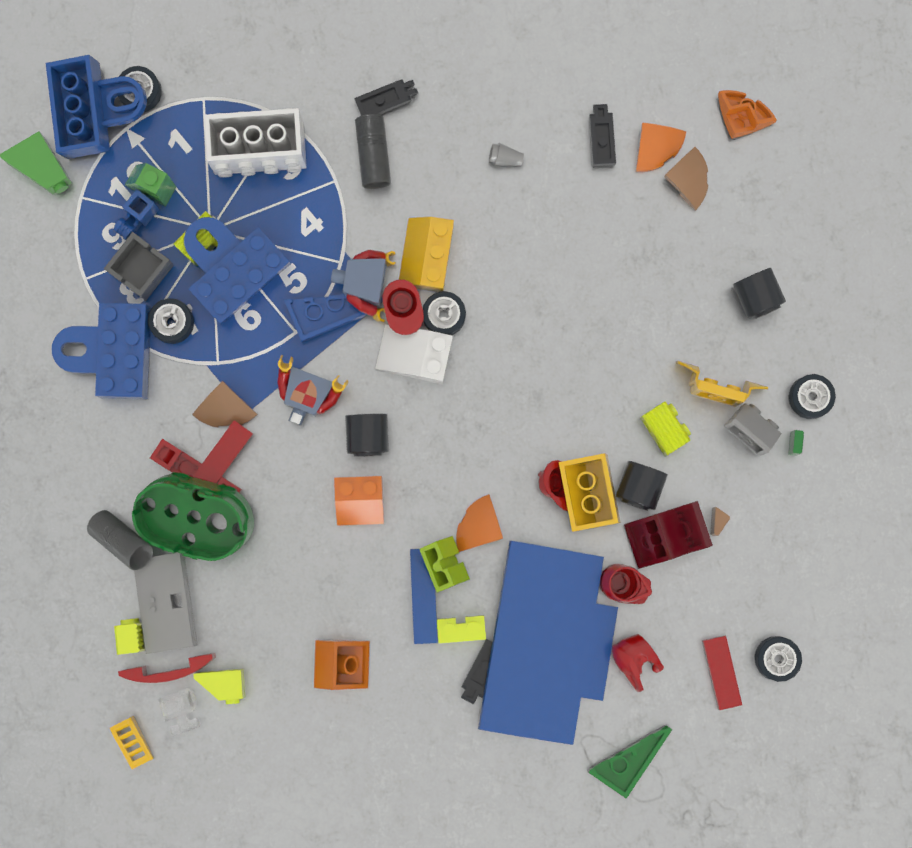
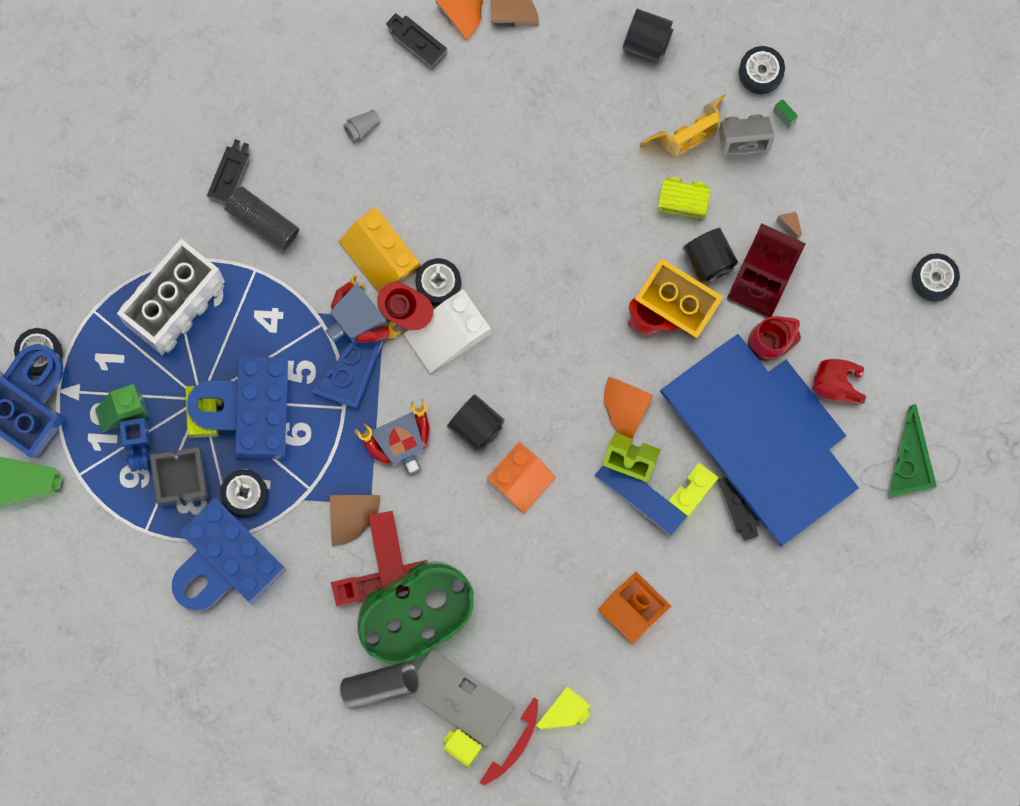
camera: 45 degrees left, 5 degrees down
(722, 672) = (907, 328): red tile -> none

